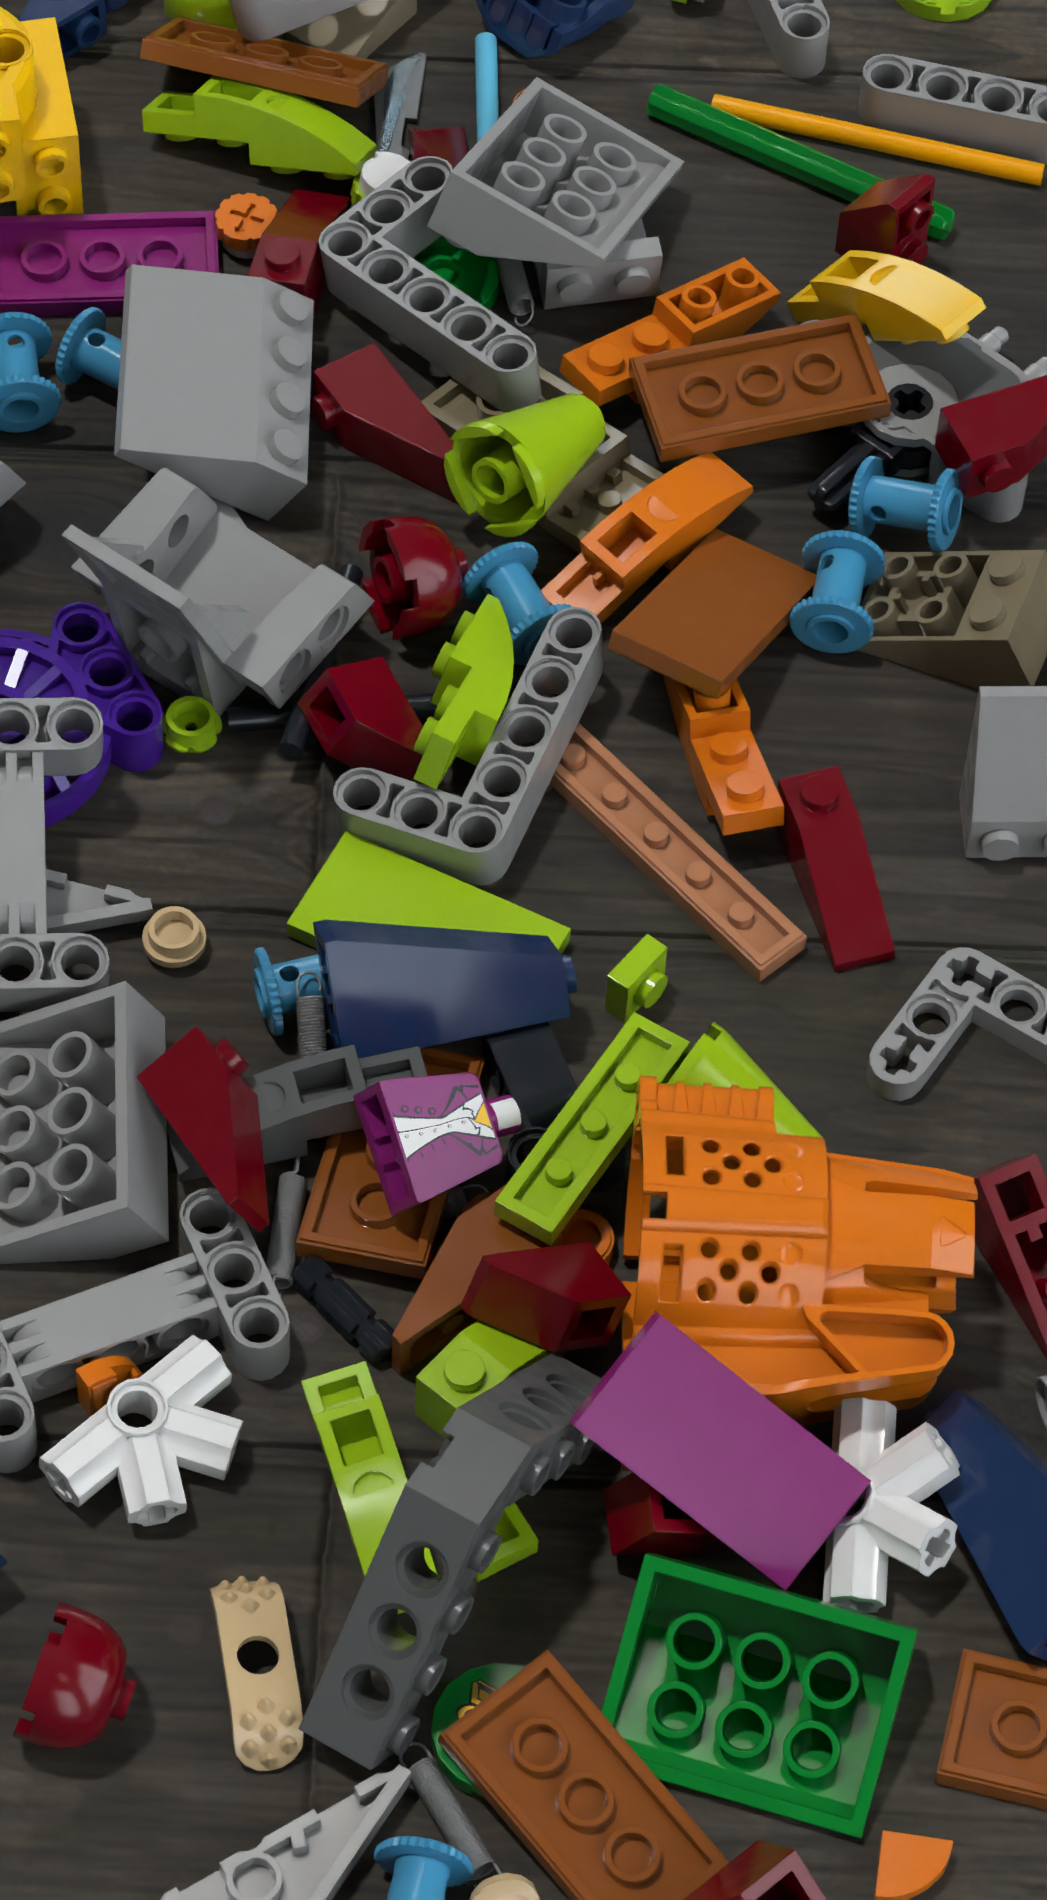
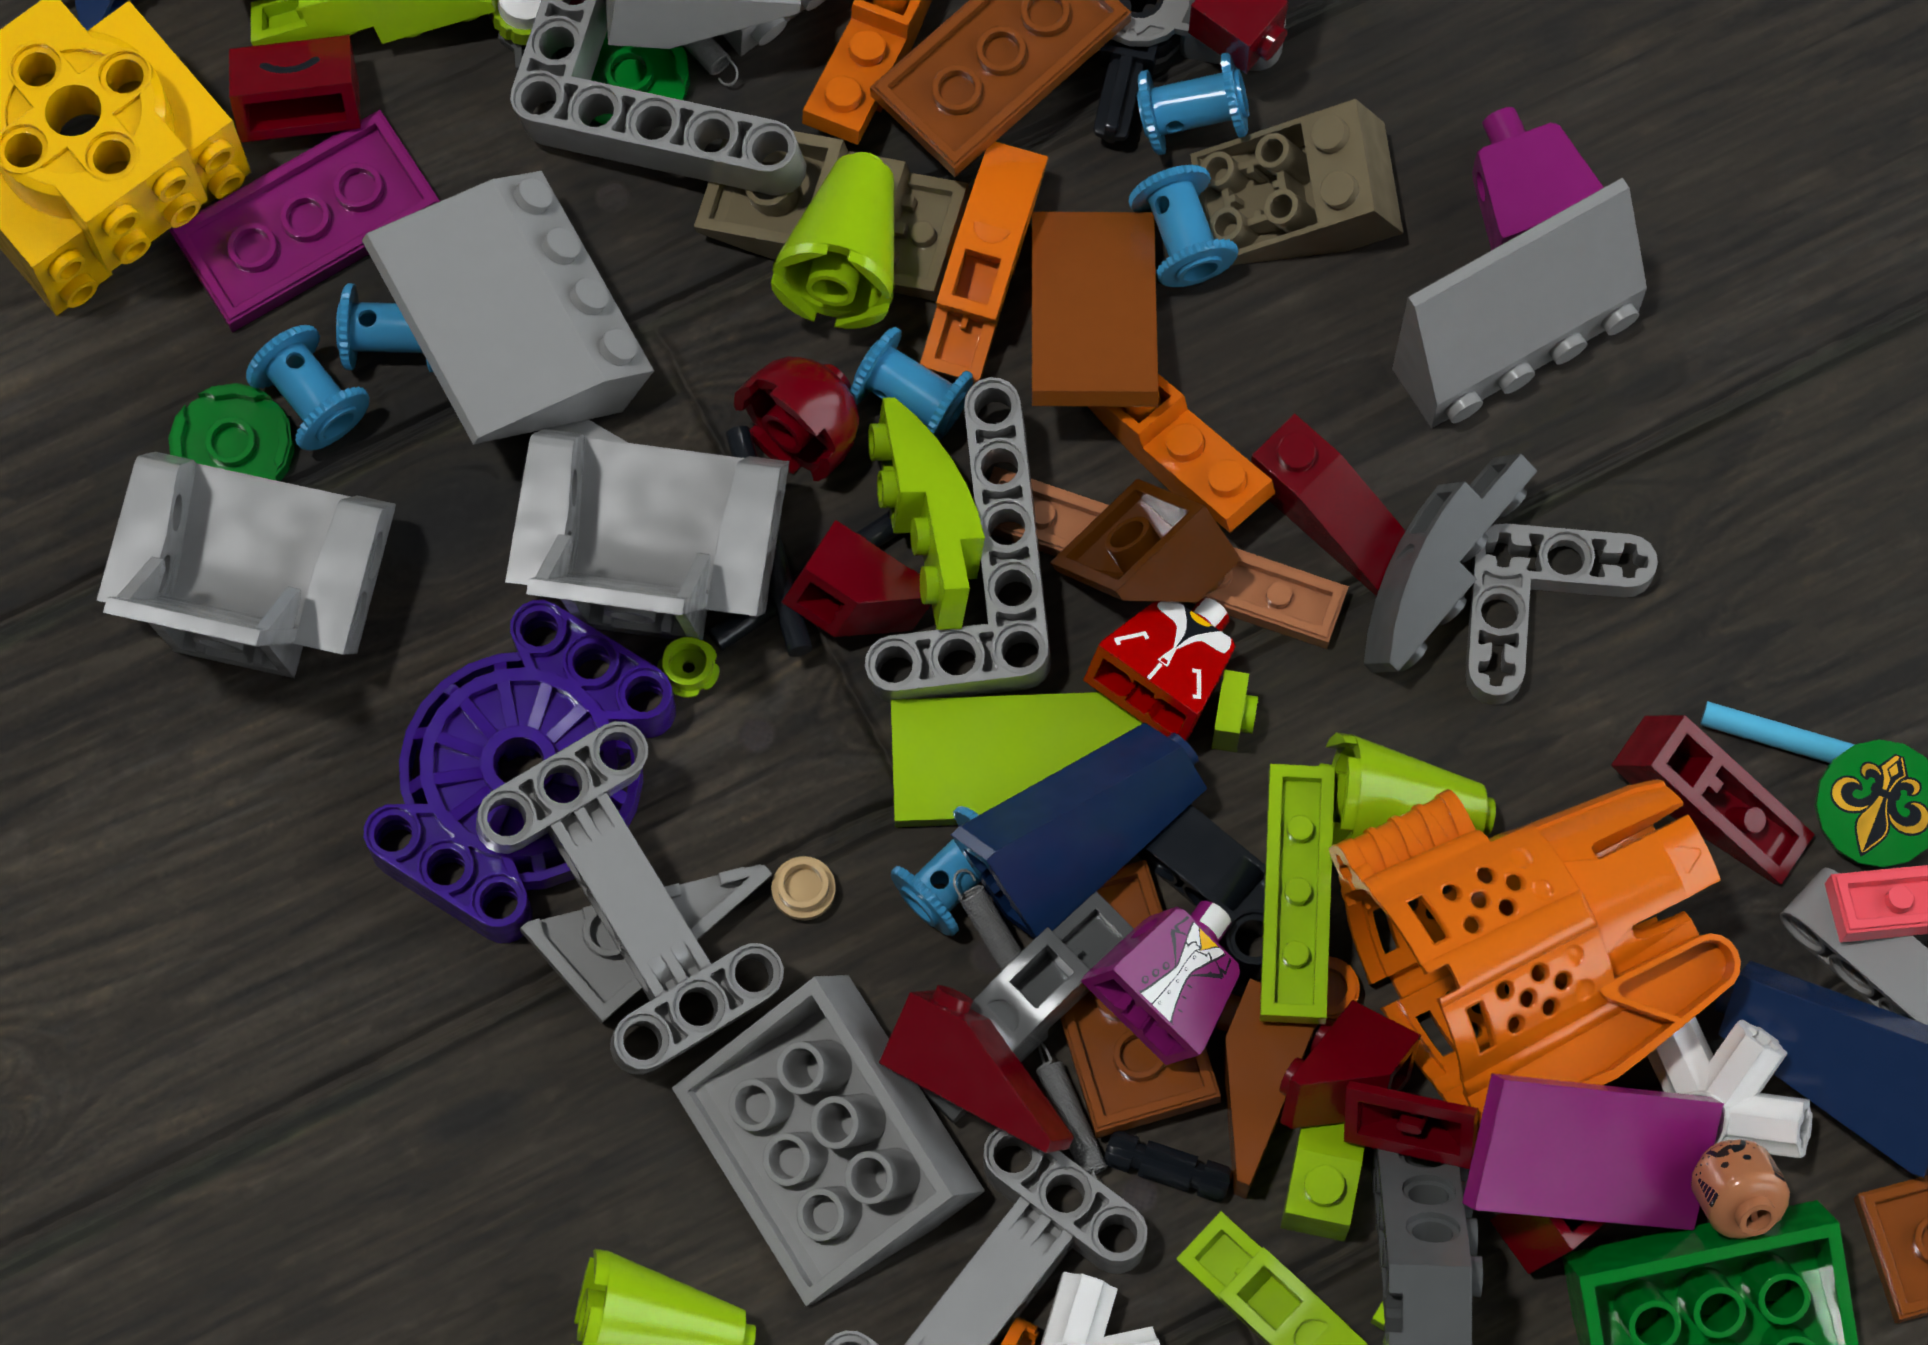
camera: 25 degrees left, 15 degrees up
(154, 159) = (294, 88): none -> dark red brick
(242, 222) = (418, 110): orange piece -> none
(290, 244) = (482, 108): dark red slope -> none
(381, 418) = (672, 258): dark red slope -> none
(562, 1343) = (1410, 1124): none -> dark red slope
(598, 906) = (1164, 663): none -> red torso
(650, 812) = (1150, 548): none -> reddish brown slope
(840, 1555) = (1740, 1188): none -> nougat head
(883, 952) = (1426, 573): none -> dark grey slope

